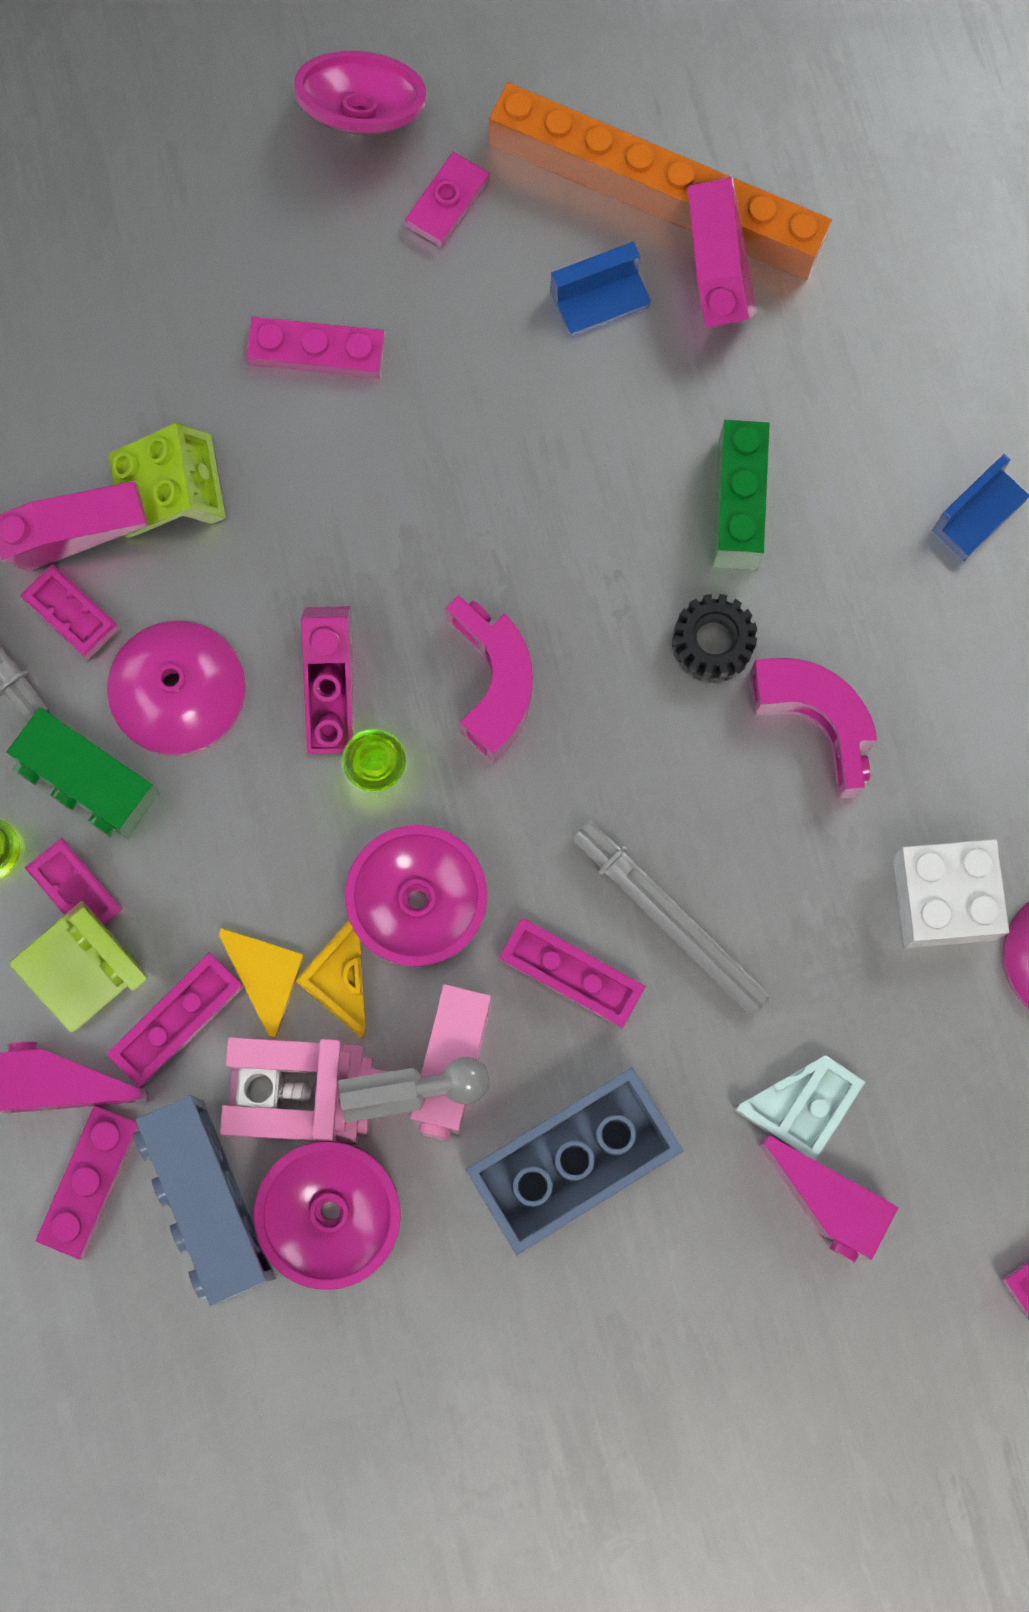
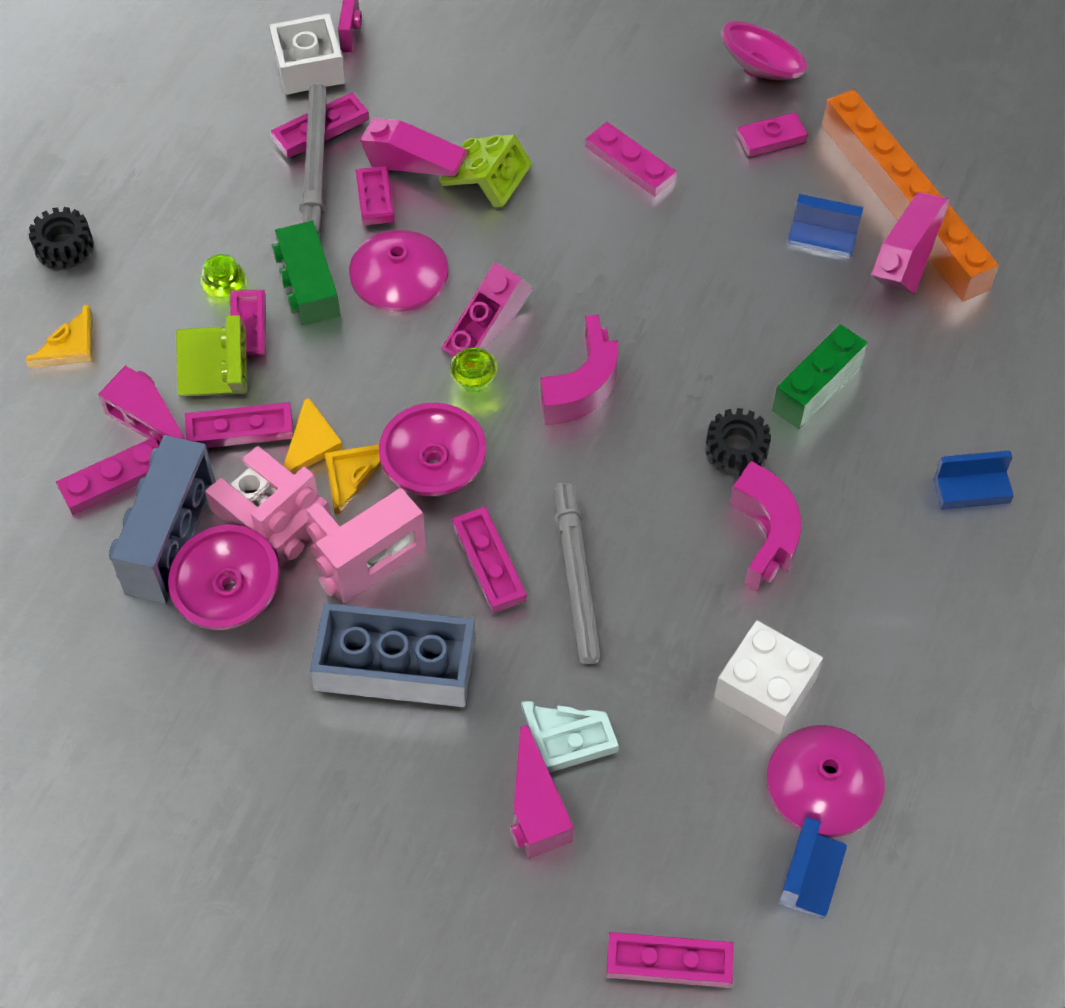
camera: 40 degrees right, 20 degrees down
(405, 1090) = (325, 519): light grey piece -> none

